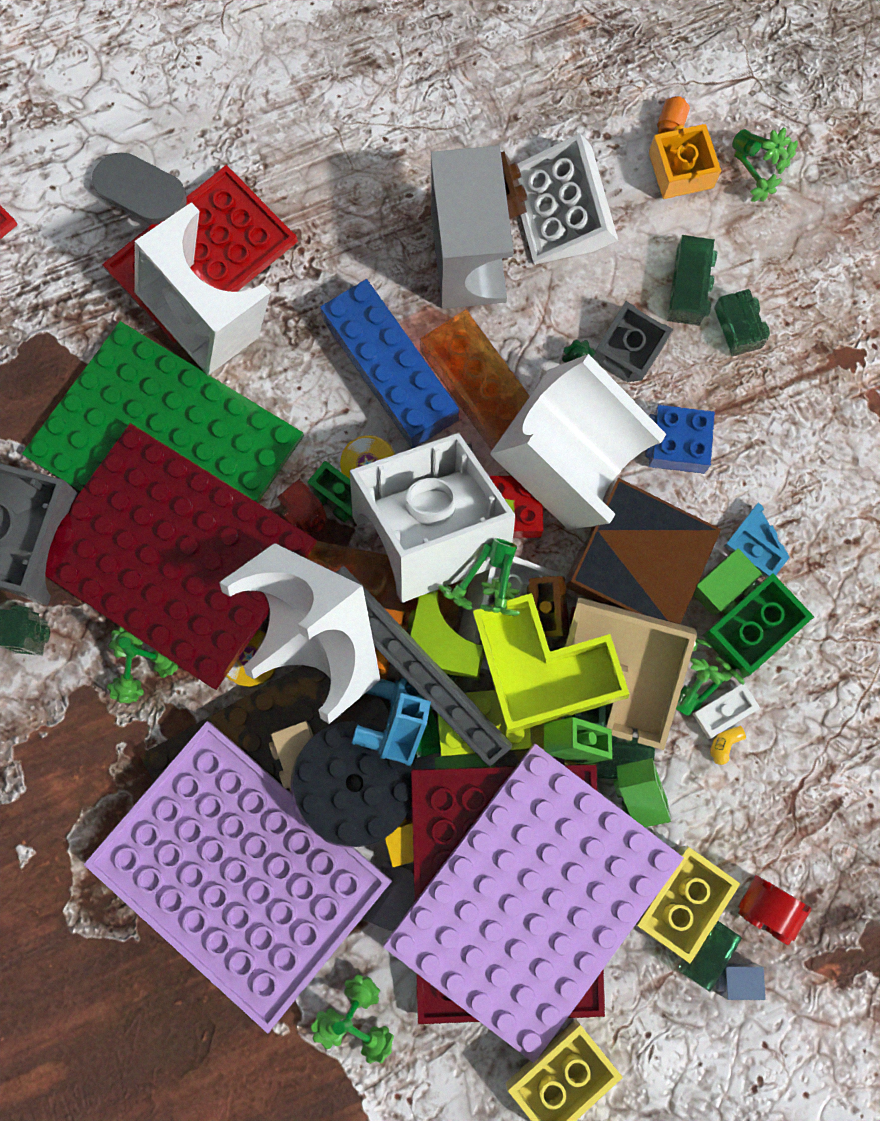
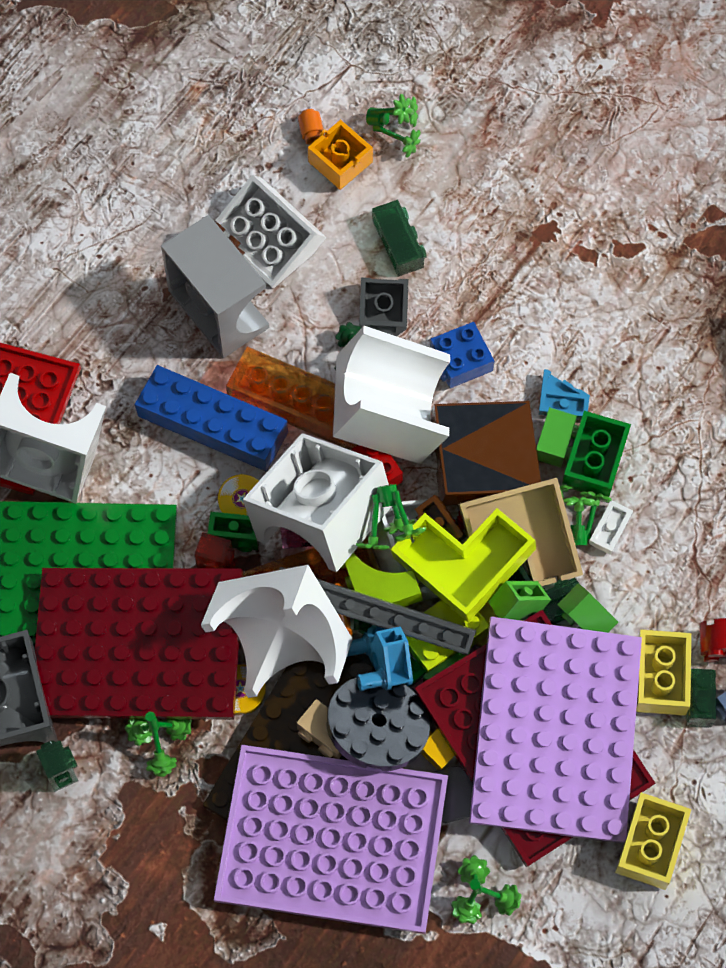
camera: 30 degrees left, 10 degrees down
(722, 744) = (622, 550): yellow arm -> none
(741, 322) = (453, 248): clear green brick -> none

